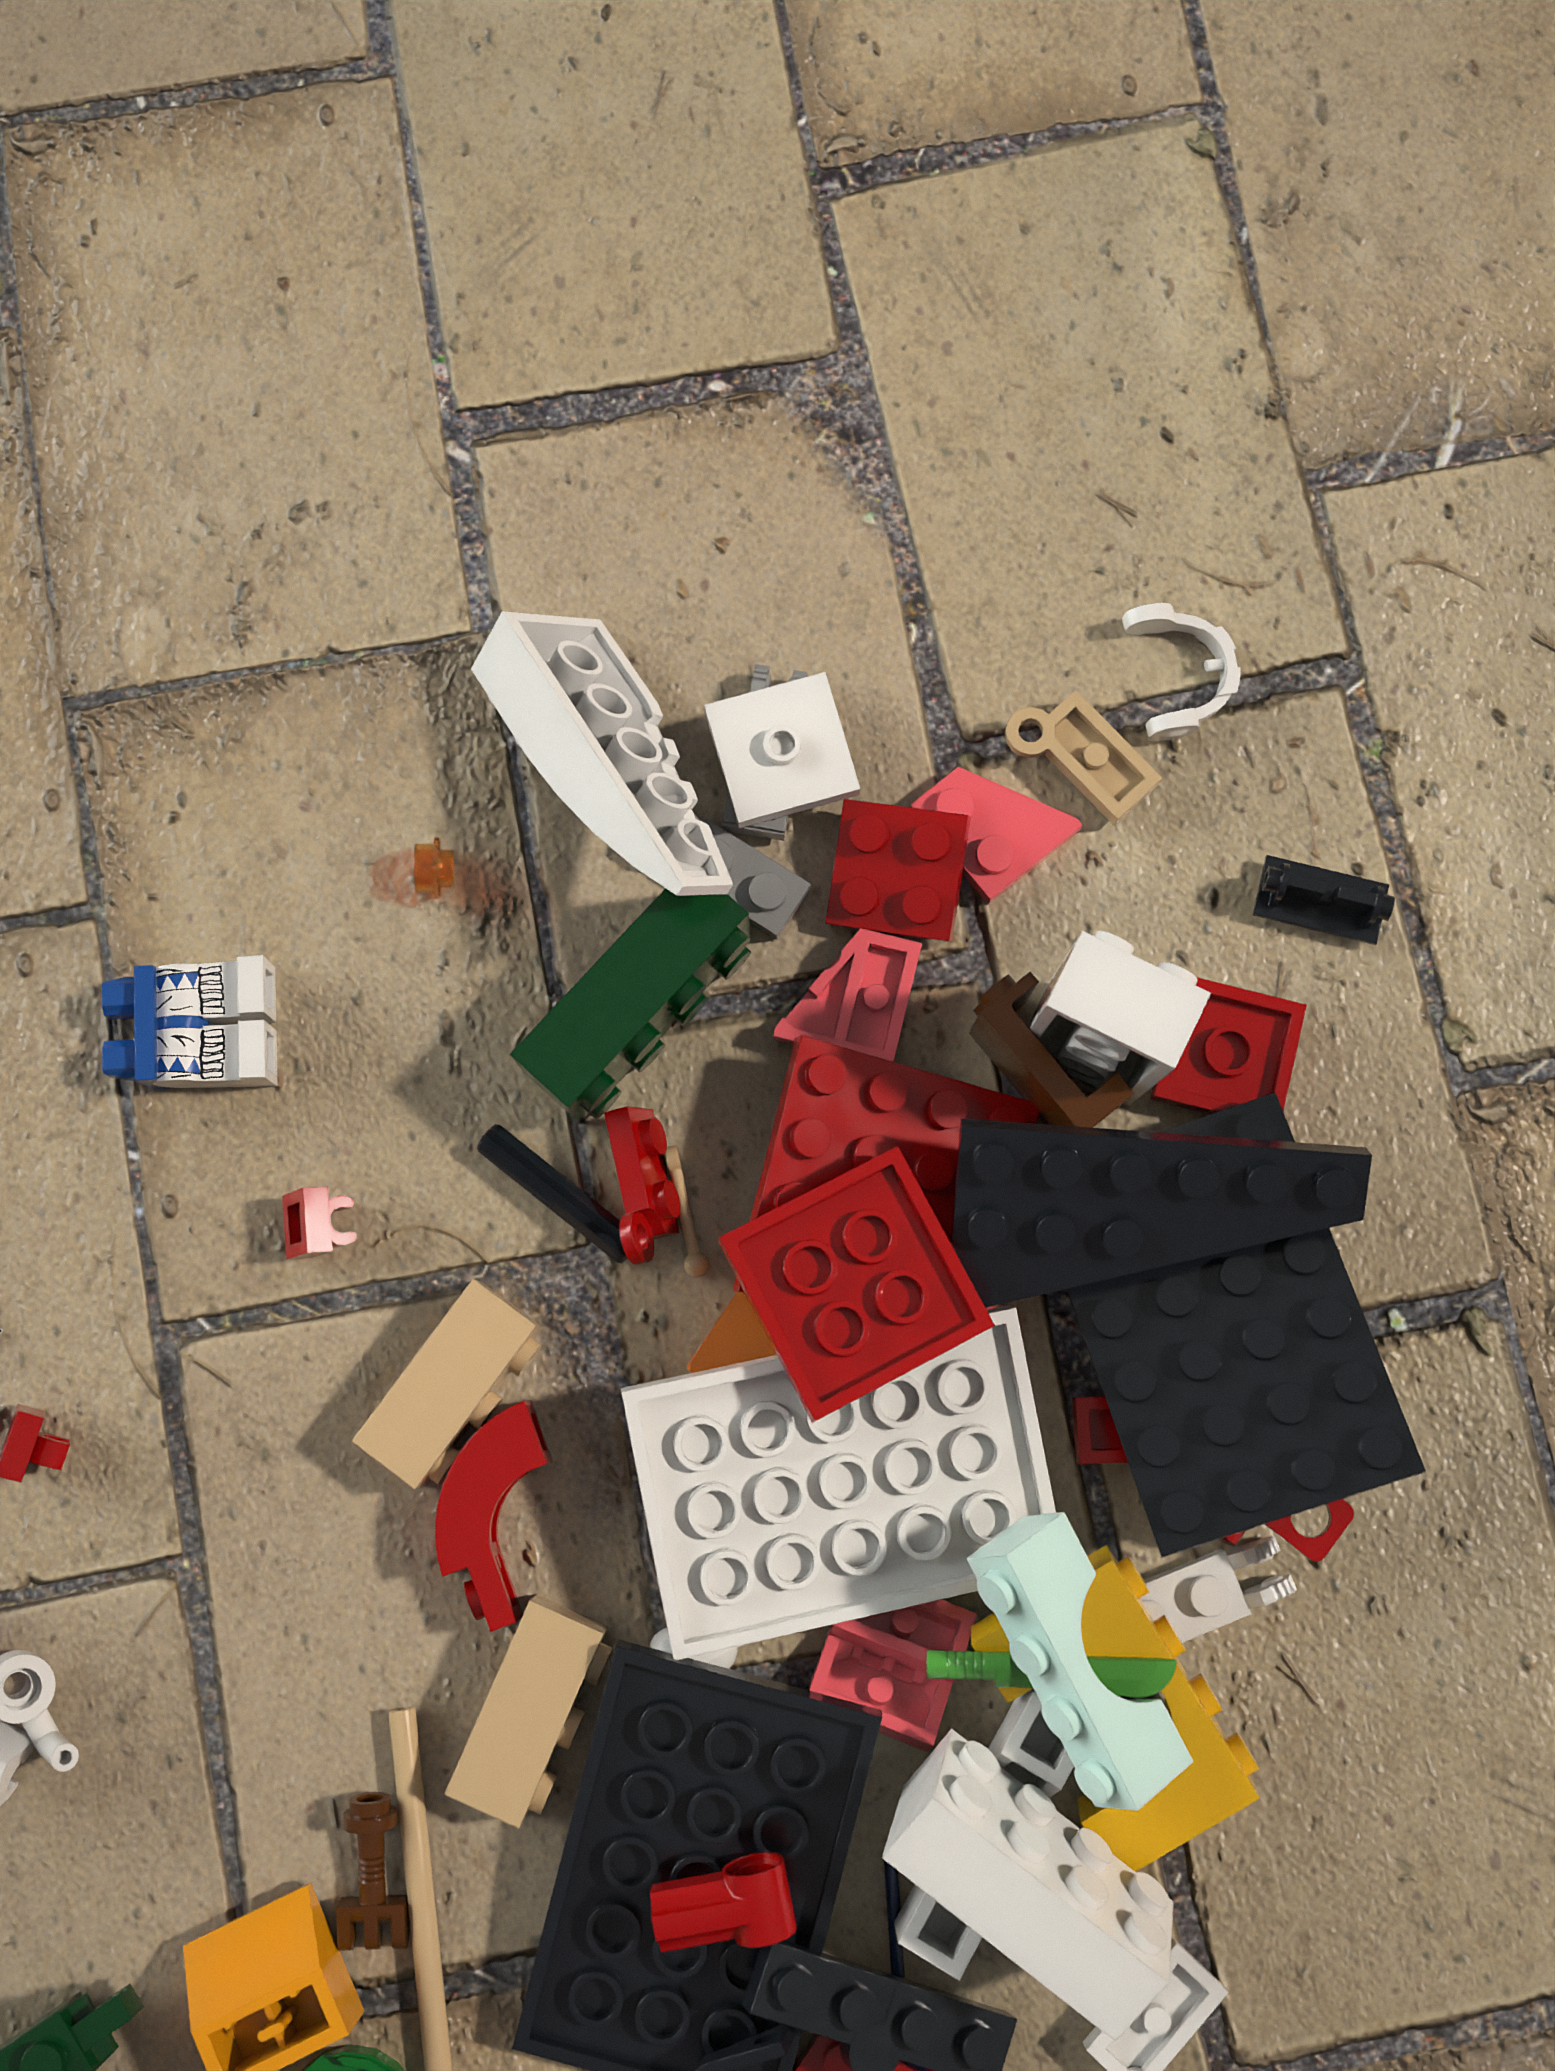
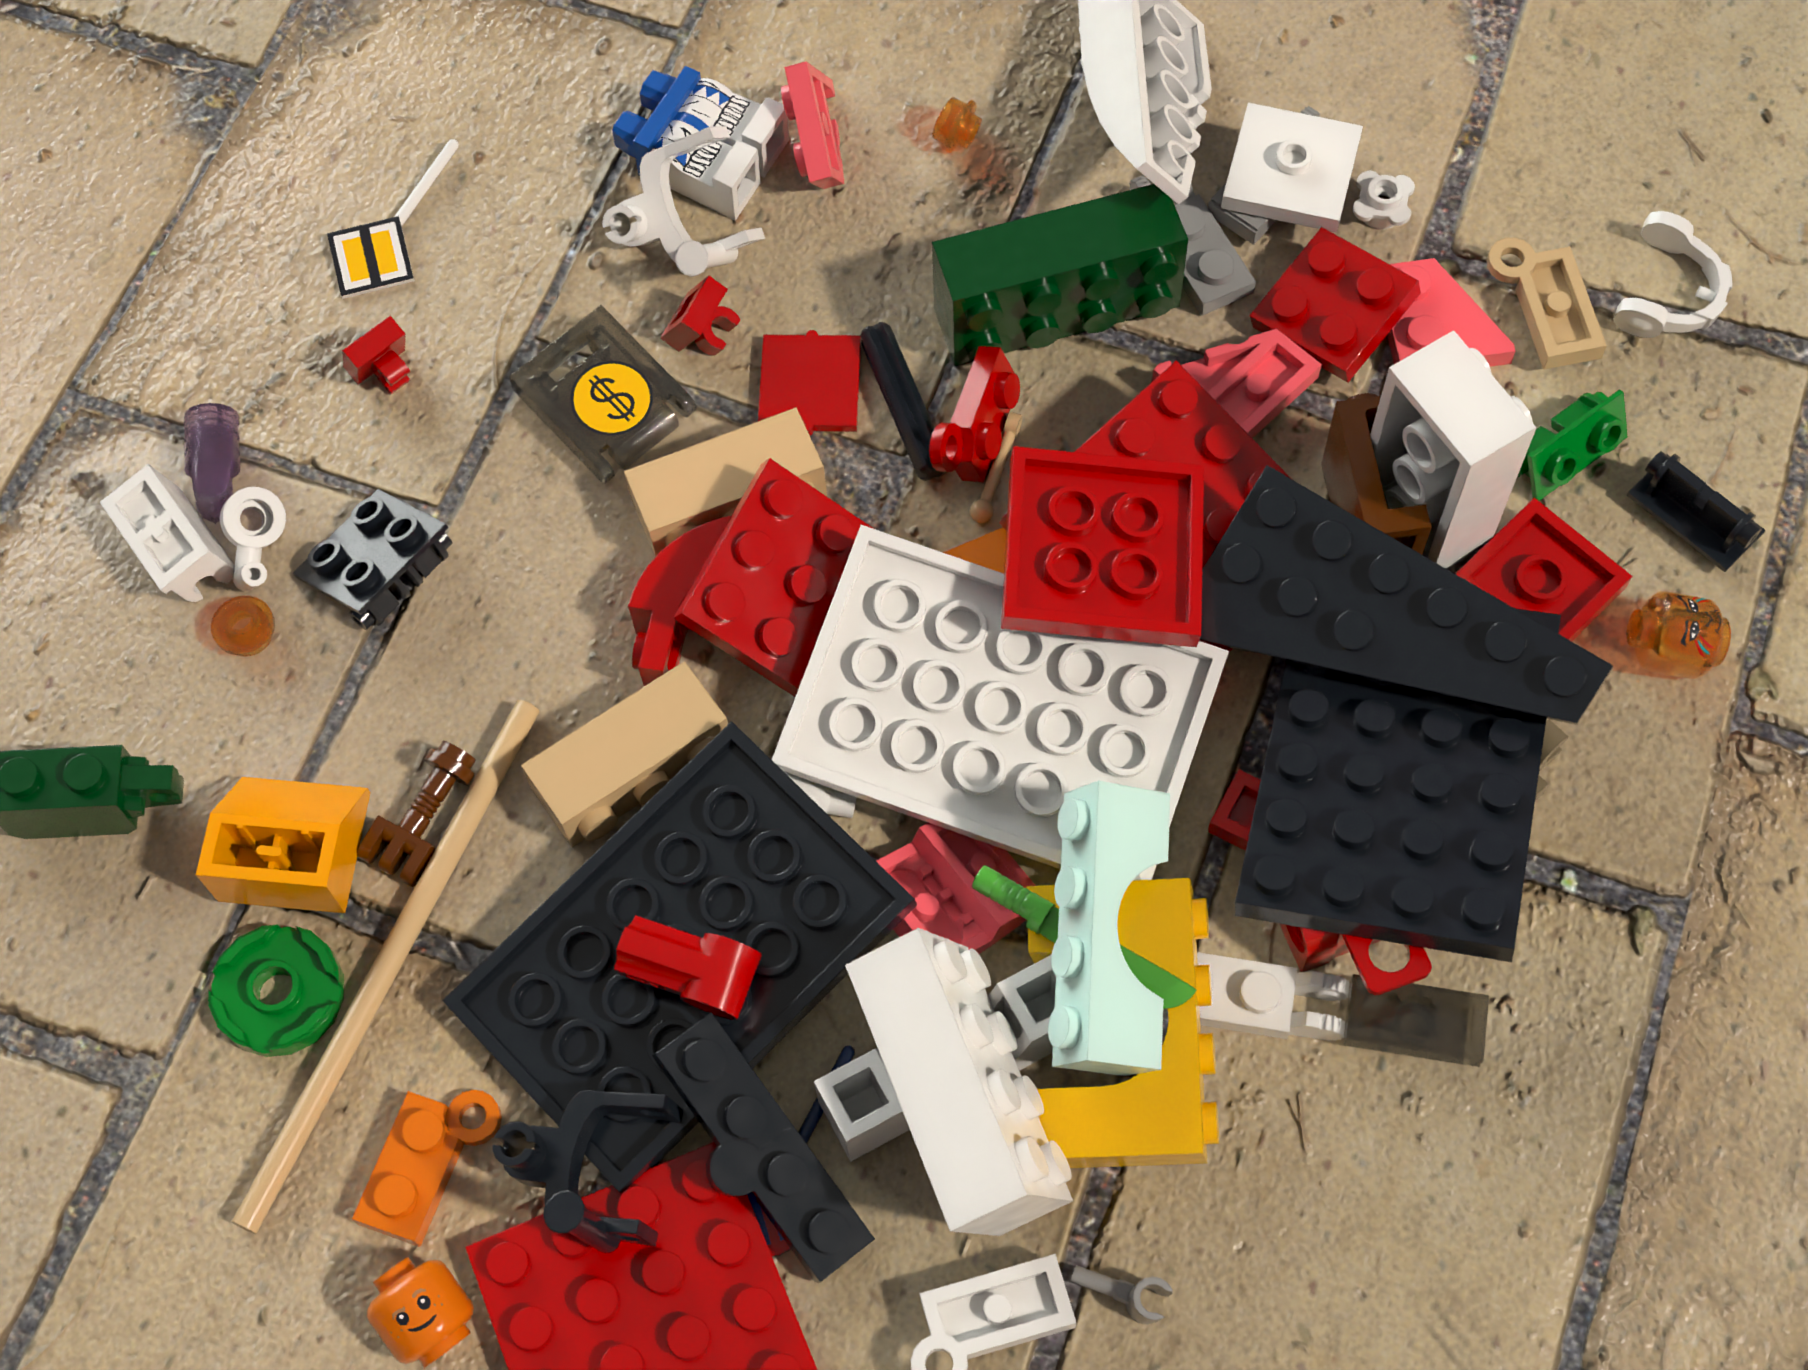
camera: 35 degrees right, 15 degrees down
(100, 1791) = (251, 638): none -> clear orange plate
(158, 1652) = (372, 552): none -> black hinge
(202, 1140) = (659, 219): none -> white piece
(280, 1358) = (608, 399): none -> clear smoke container
(302, 955) = (819, 144): none -> coral wing
(456, 1222) = (815, 376): none -> red piece
(566, 1462) = (772, 576): none -> red plate
(873, 743) = (1381, 212): none -> white plate
(1175, 915) = (1586, 433): none -> green hinge
(1246, 1927) = (1124, 1291): none -> light grey hand
(1374, 1039) = (1679, 635): none -> clear orange head
(1376, 1535) = (1418, 1022): none -> clear smoke plate

